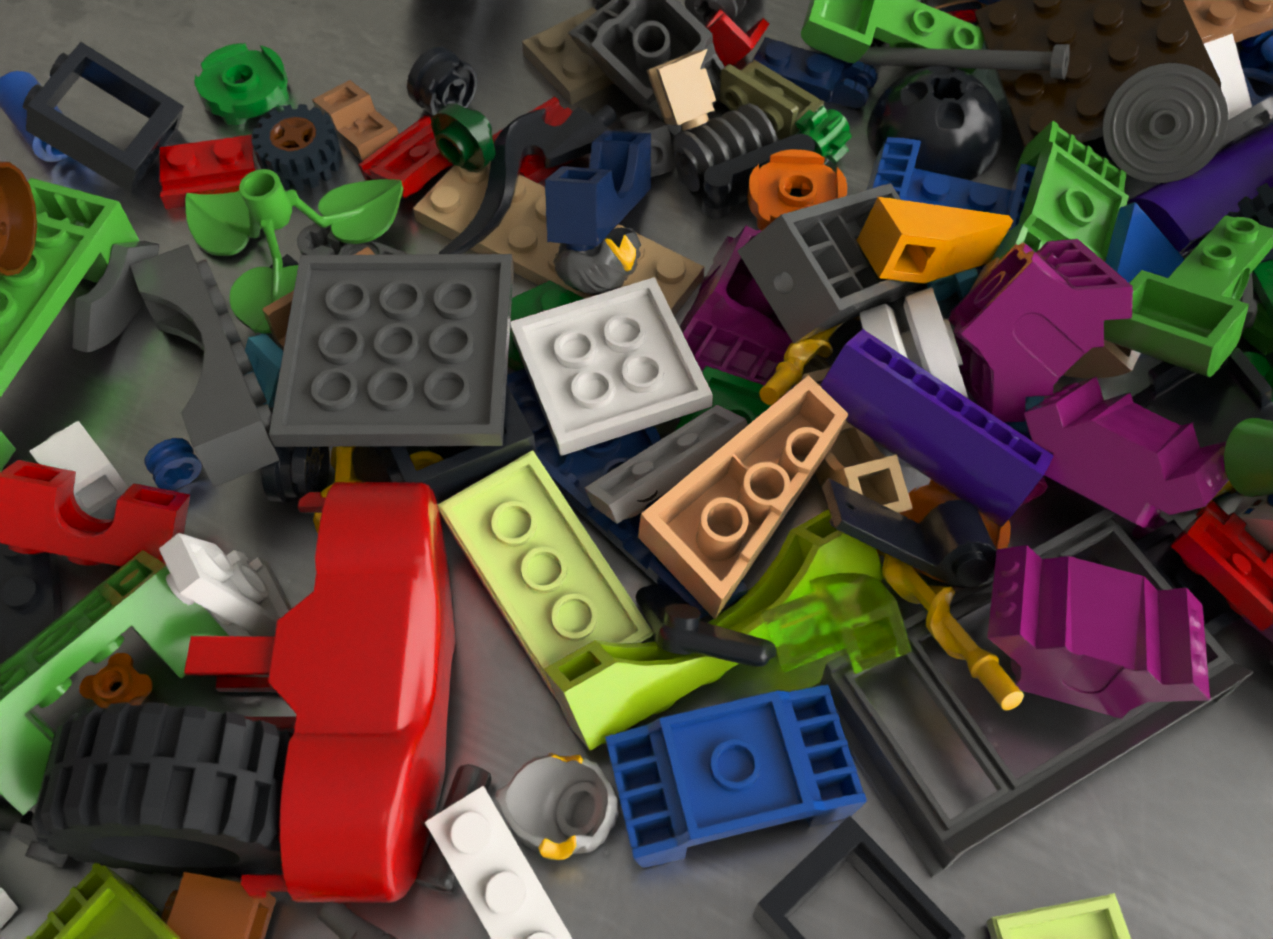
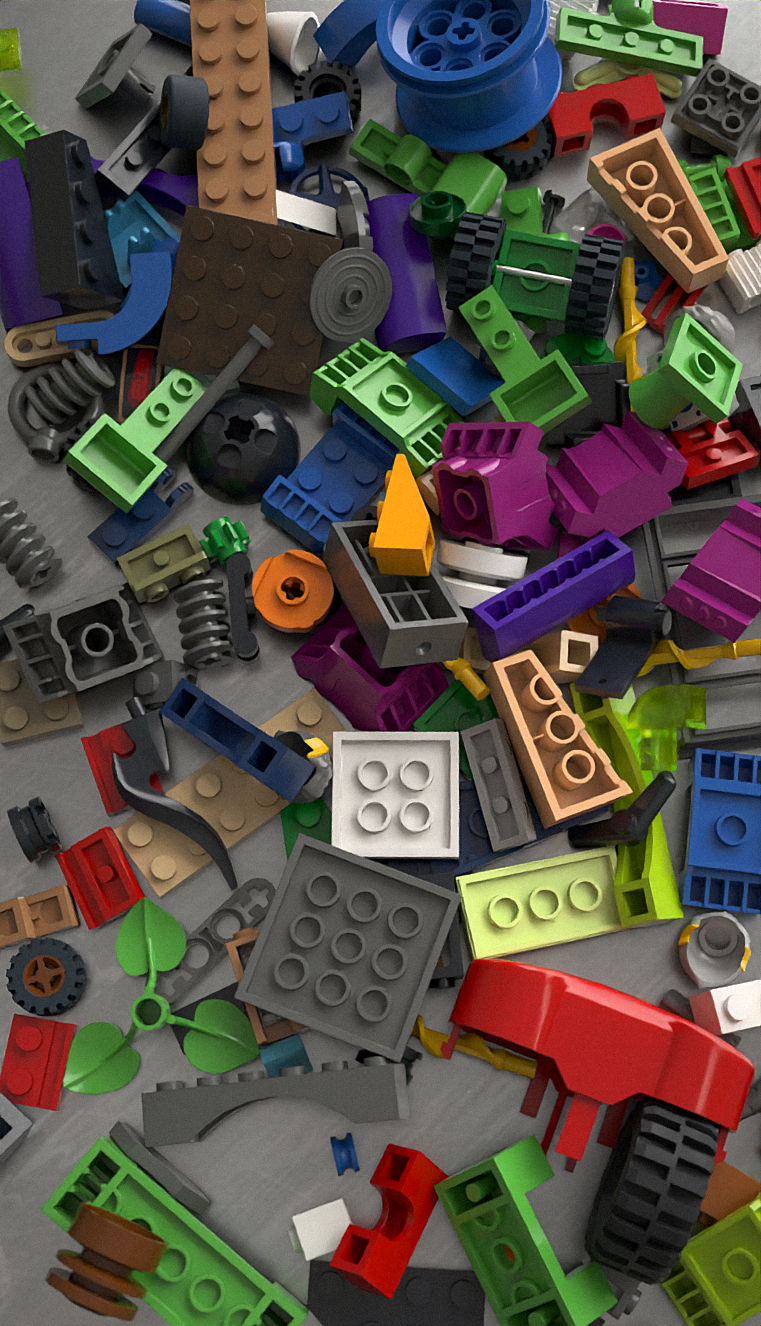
camera: 70 degrees left, 15 degrees up
(225, 584) = (499, 1121): white wing -> none
(463, 137) = (129, 830): dark green plate -> none
(683, 90) = (157, 634): tan window -> none
(730, 41) = (85, 569): red panel -> none

